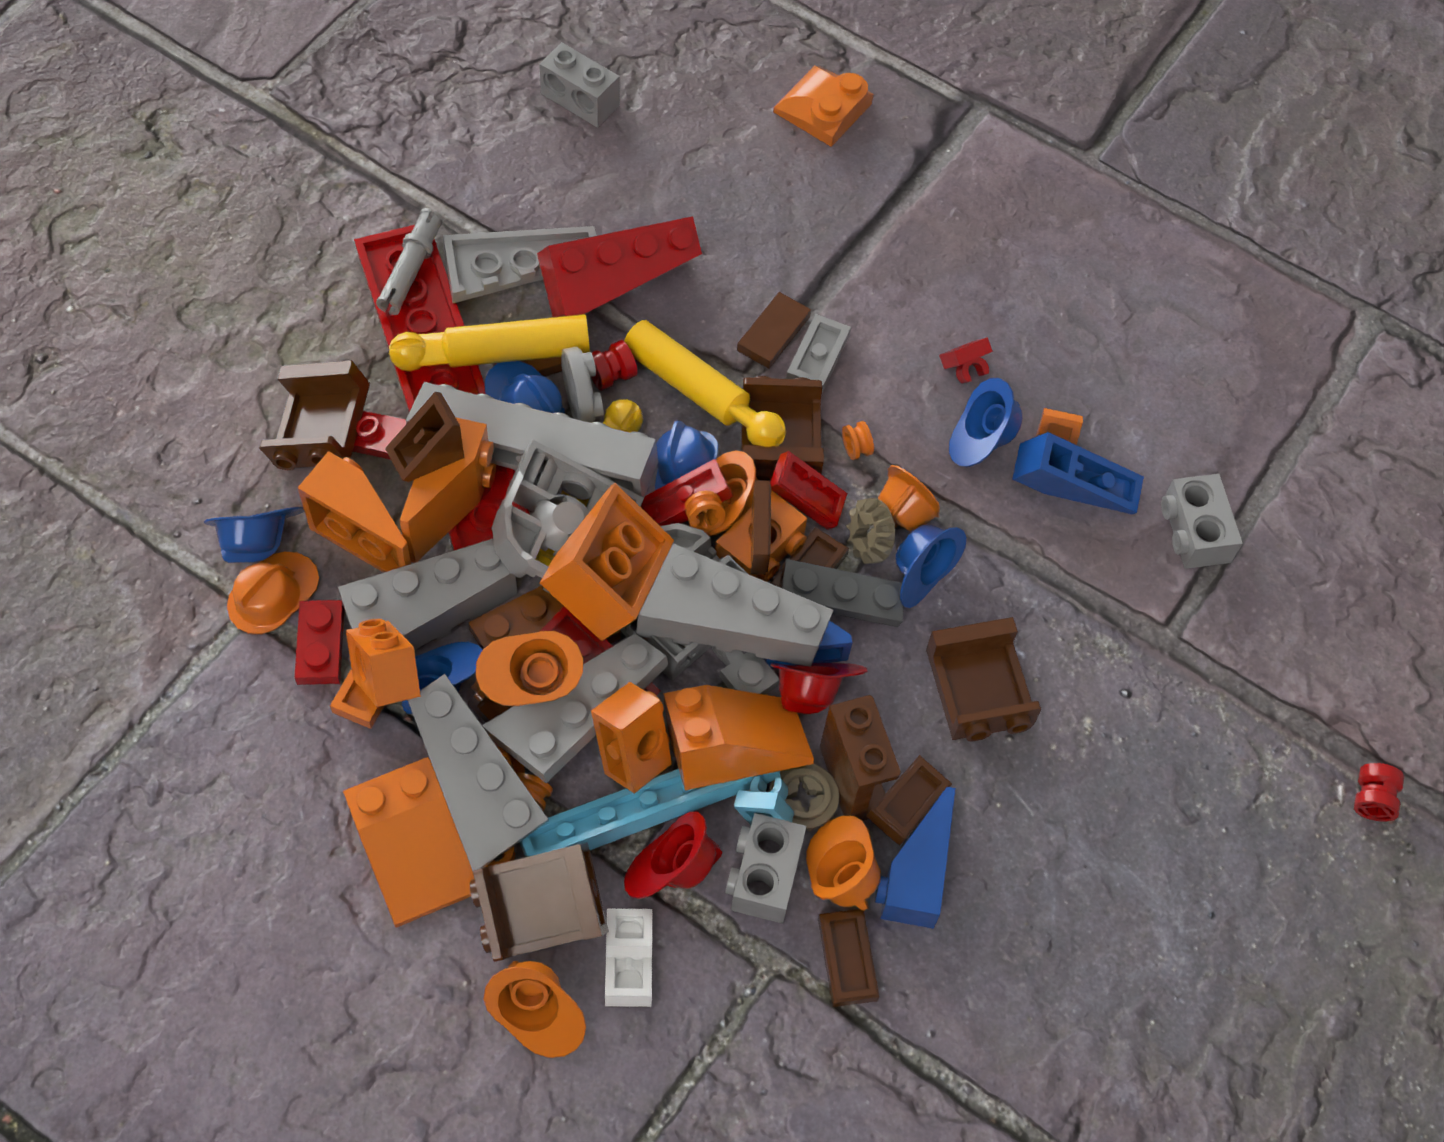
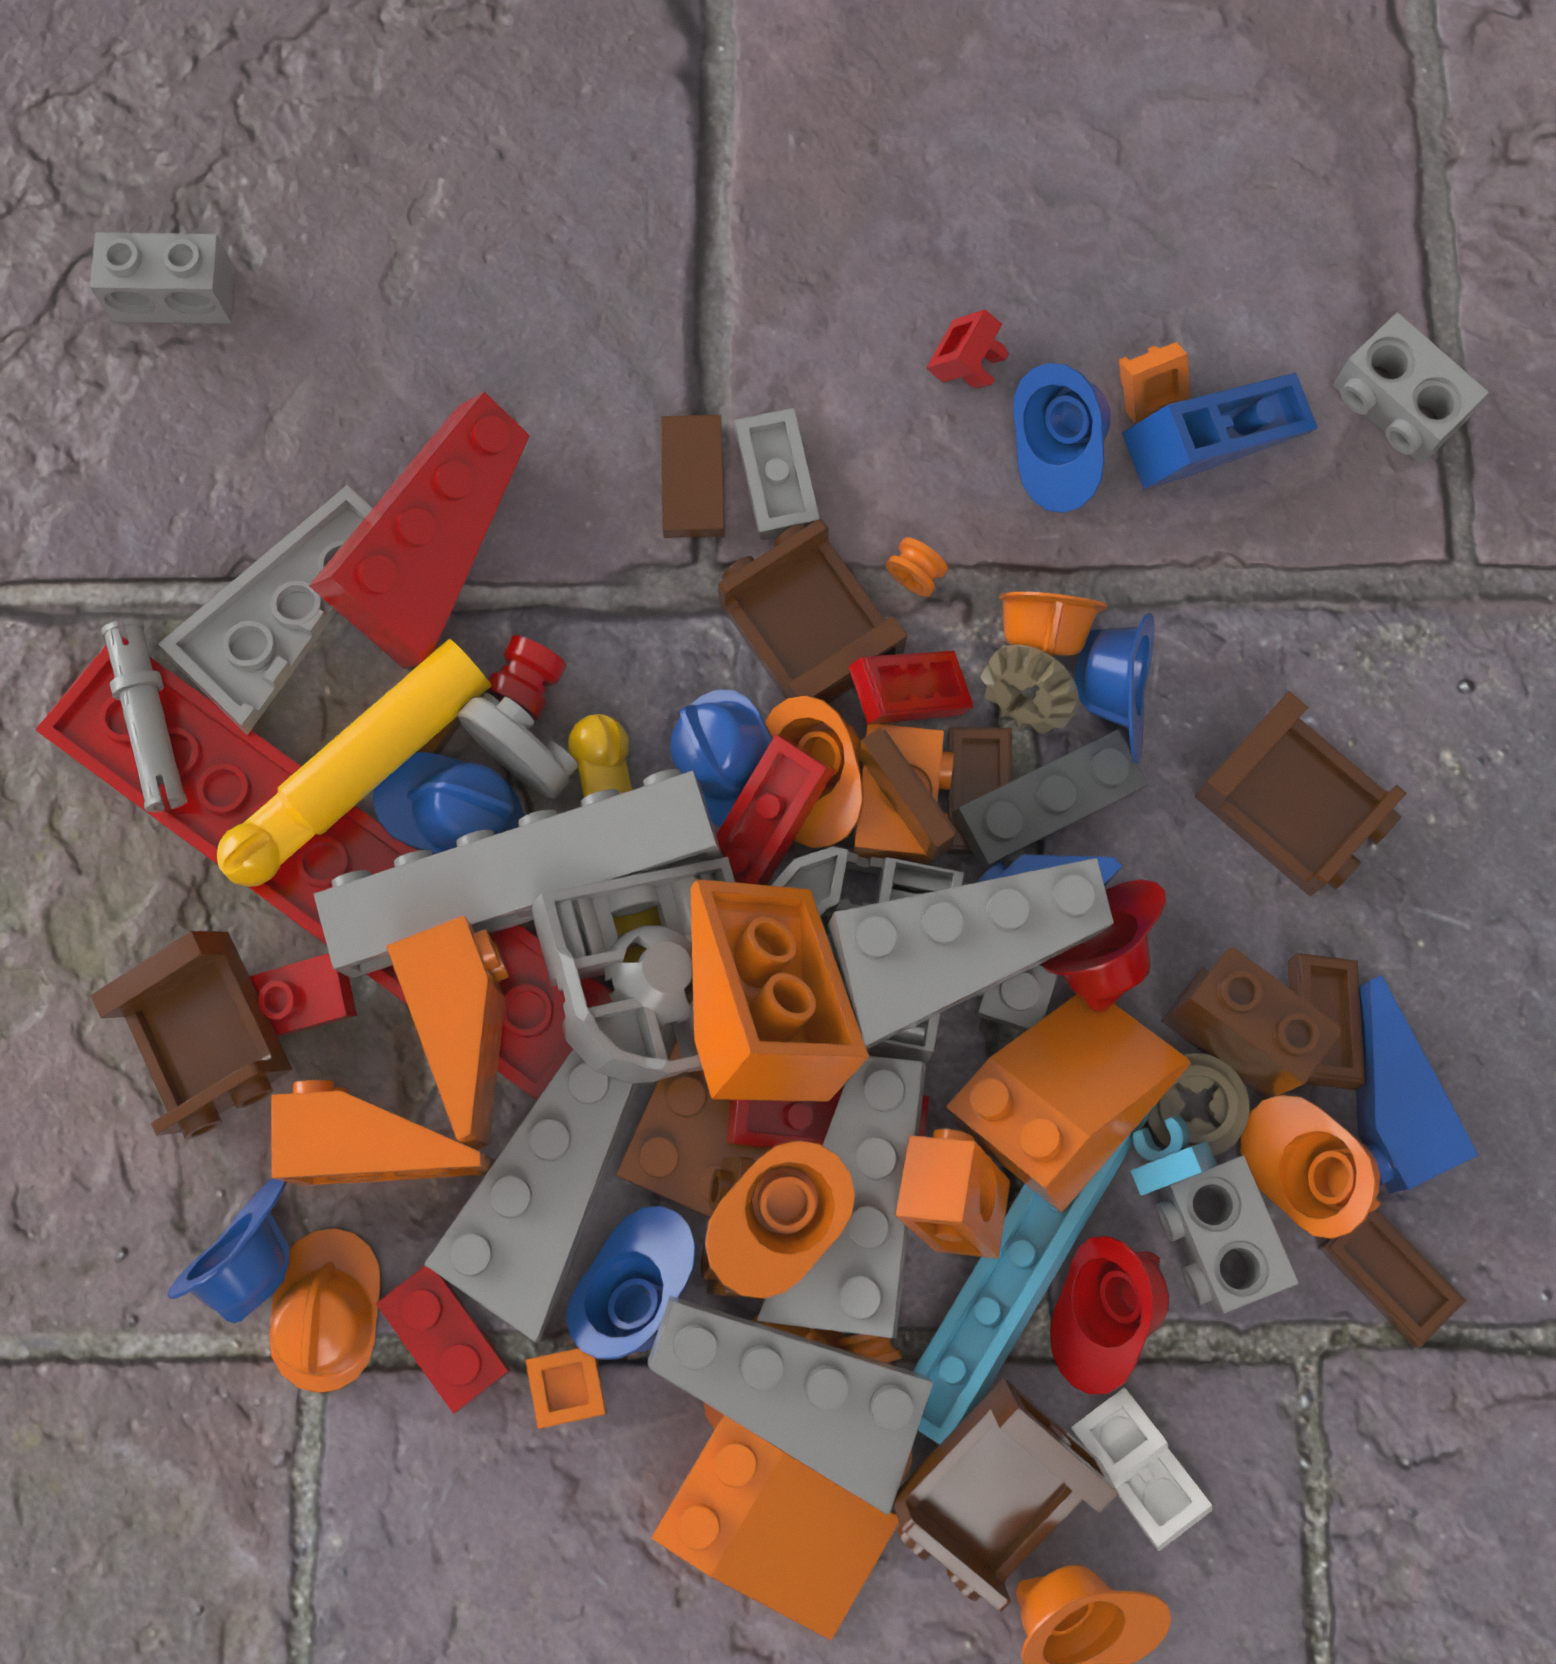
camera: 30 degrees left, 15 degrees up
(383, 662) = (581, 1344): orange brick -> none
(427, 441) = (412, 1010): reddish brown slope -> none
(701, 502) = (816, 818): orange bush -> none
(702, 384) = (667, 626): yellow piece -> none
(825, 103) = (511, 83): orange slope -> none

